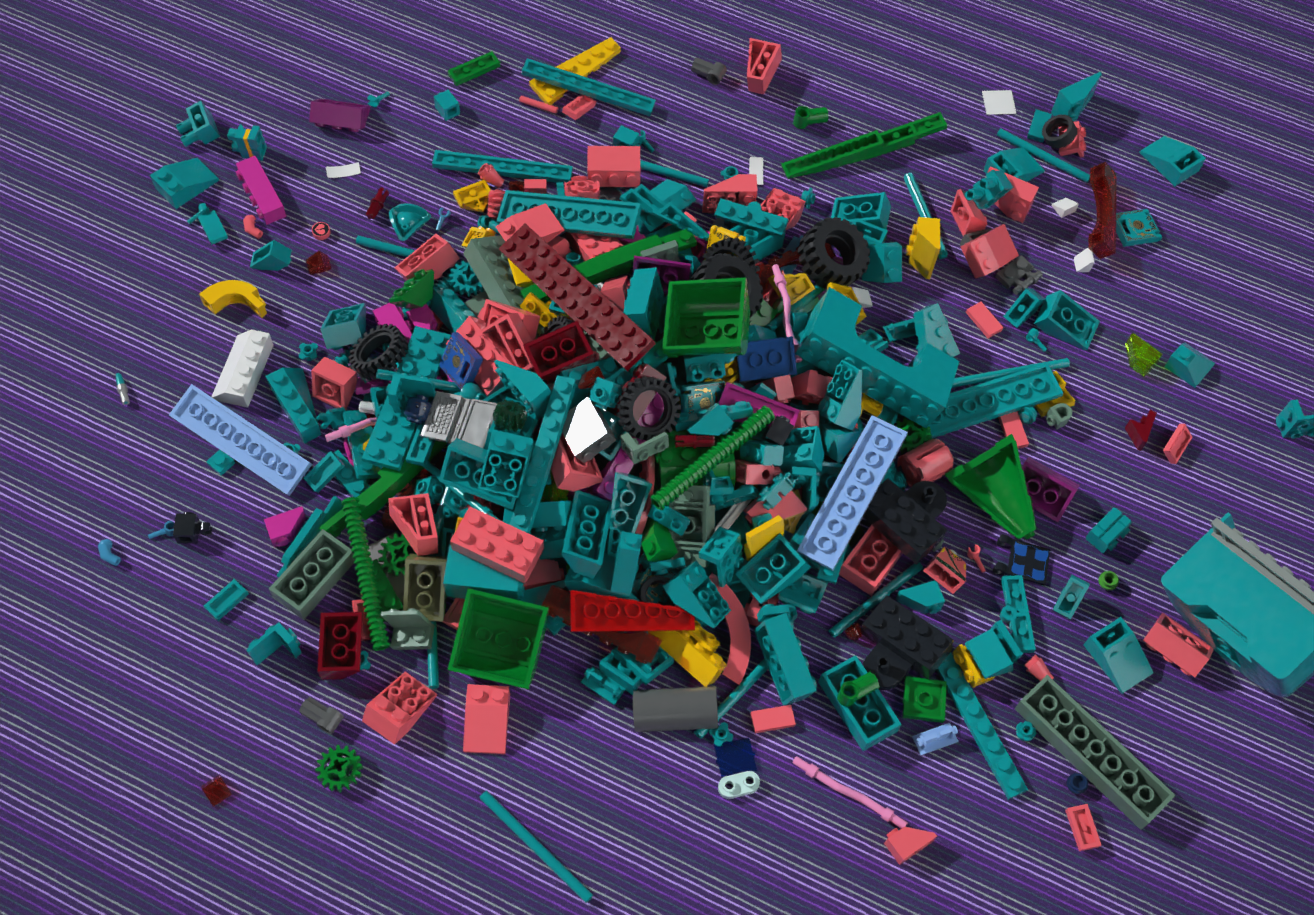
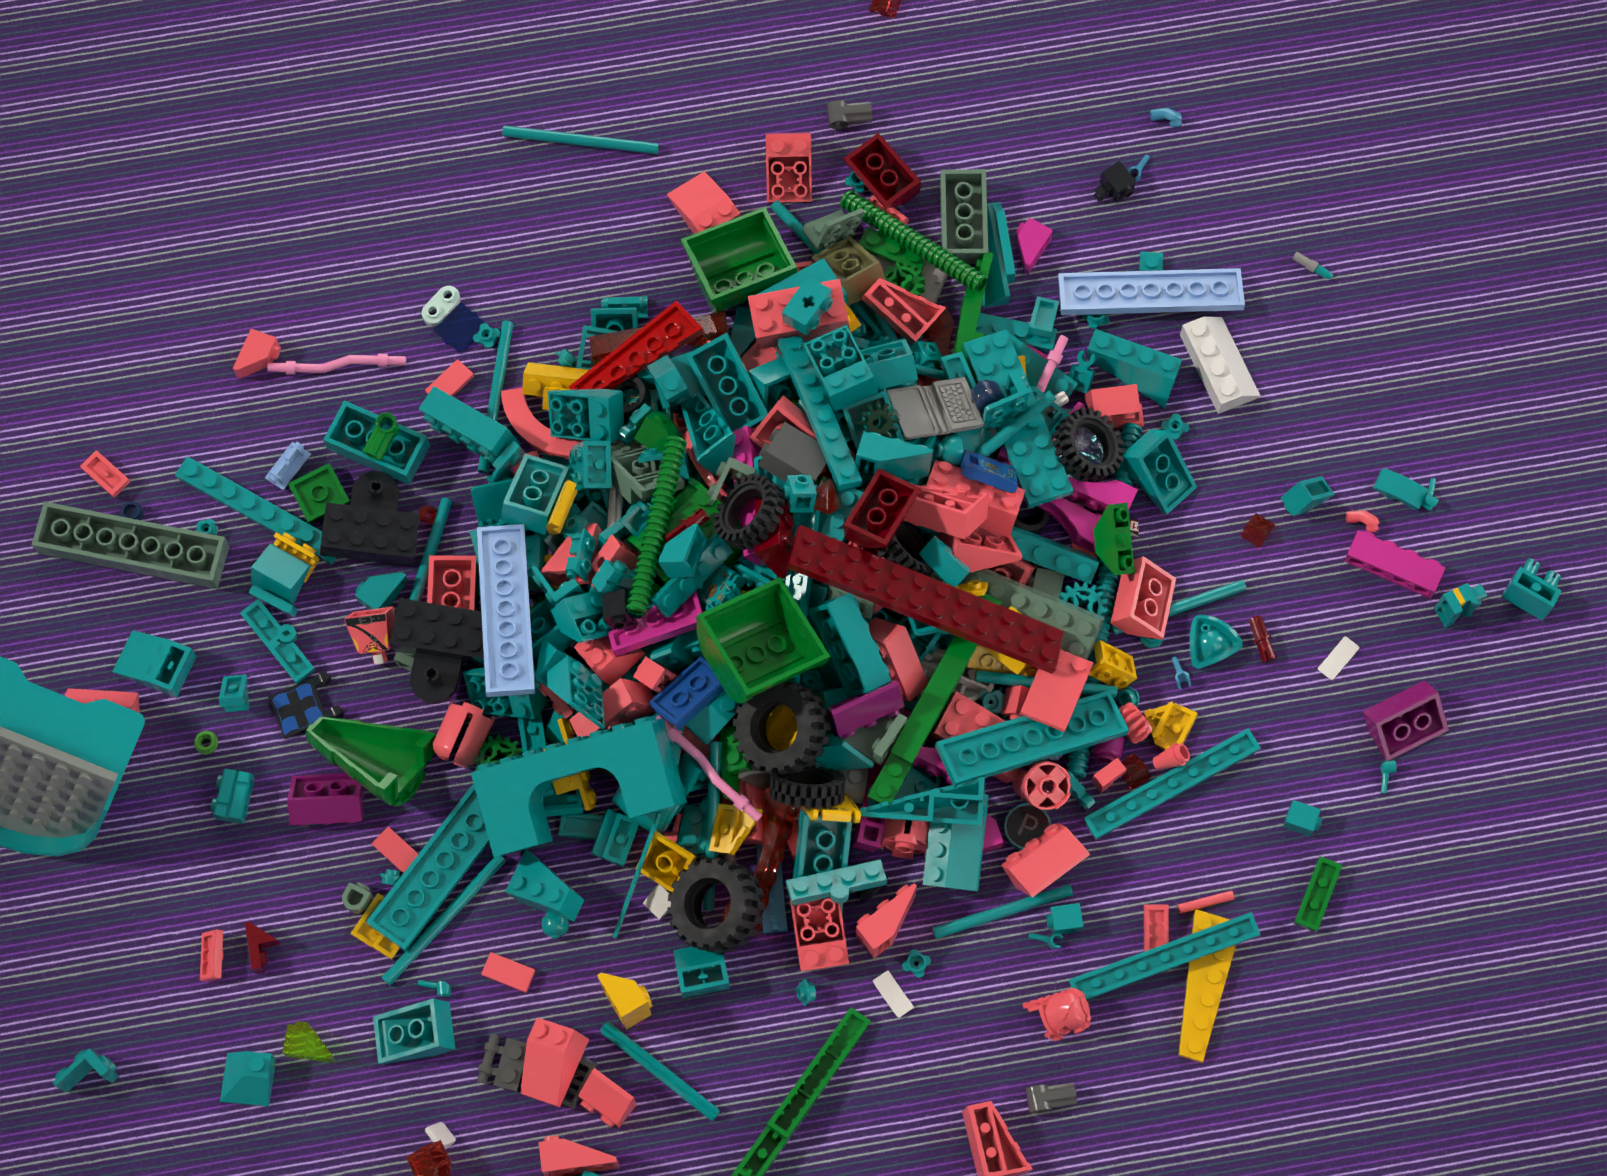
camera: 150 degrees right, 10 degrees up
(182, 181) = (1483, 518): teal slope -> none
(226, 599) = (1024, 151): teal tile -> none
(230, 292) = (1302, 435): yellow arch -> none
(272, 639) = (935, 143): teal bracket -> none
(321, 231) = (1290, 567): tile -> none
(347, 764) = (801, 90): green gear -> none
(502, 526) = (809, 294): none -> teal brick
(541, 317) = (943, 562): none -> teal slope
(671, 97) = (1062, 1012): none -> coral helmet
(675, 672) = (566, 359): none -> teal plate
(675, 709) = (543, 327): dark grey brick -> none
(805, 116) = (881, 1118): green piece -> none
(868, 207) = (732, 1013): teal slope -> none
(882, 303) = (637, 873): none -> teal axle
(884, 263) = (660, 951): teal slope -> none
(900, 330) = (592, 891): teal hinge -> none
(975, 556) = (352, 676): coral hand -> none
(989, 189) = (600, 1126): teal brick -> none
(1024, 307) = (471, 1017): teal slope -> none
(1037, 668) = (226, 597): coral cone -> none

